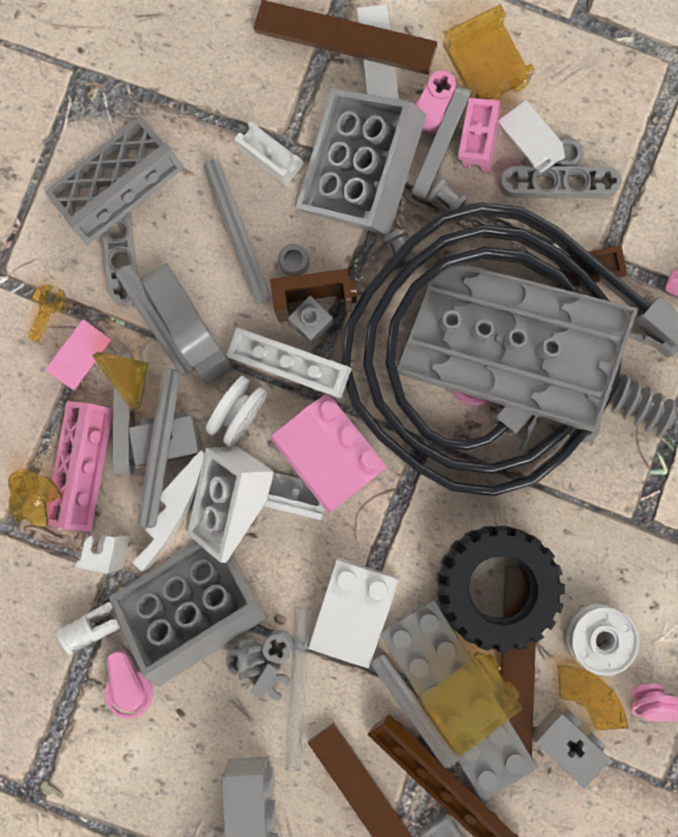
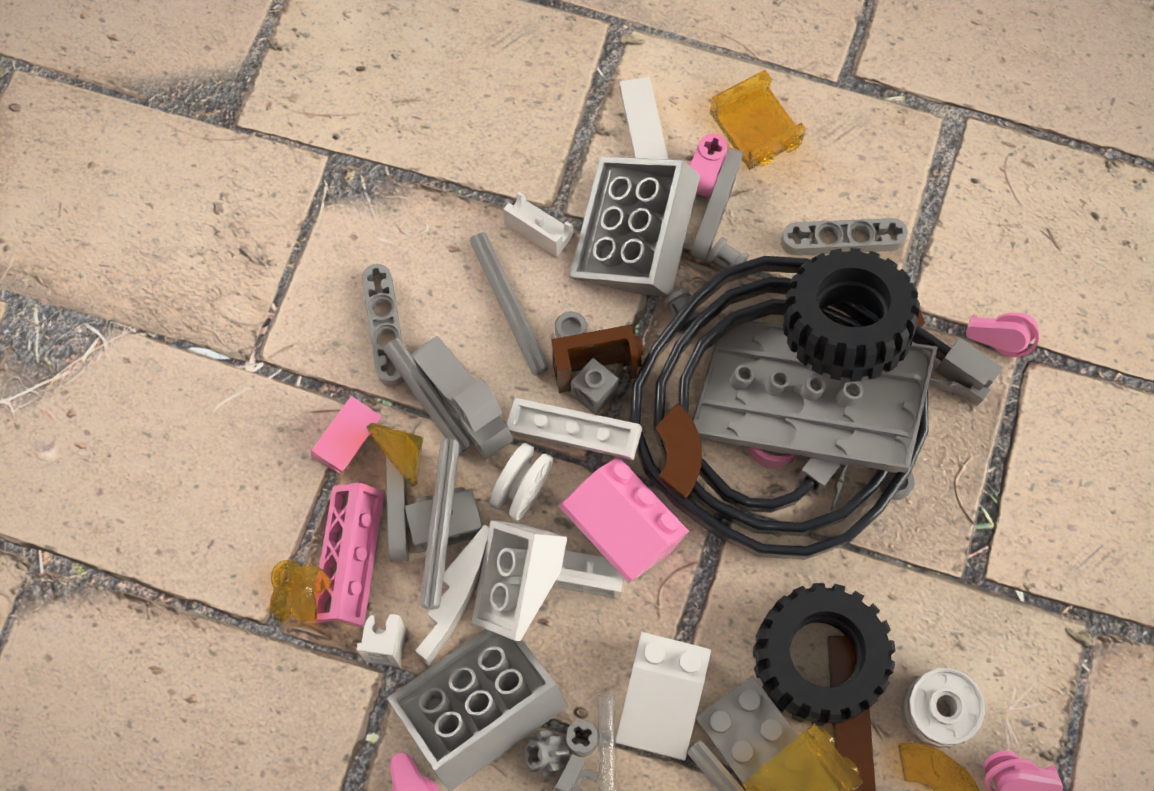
camera: 10 degrees left, 15 degrees down
(46, 309) = (307, 393): clear yellow bar -> none
(84, 630) = (359, 736): white hinge -> none
(123, 191) = (386, 269): light grey fence -> none
(345, 37) = (610, 109): reddish brown tile -> none
(387, 393) = (682, 451): none -> reddish brown tile
(480, 133) = (756, 192): bright pink hinge -> none
(533, 137) = (811, 192): white hinge -> none
(567, 236) = (858, 280): none -> black tyre
(573, 152) = (848, 207): light grey tile -> none
(644, 405) = (957, 453): light grey piece -> none

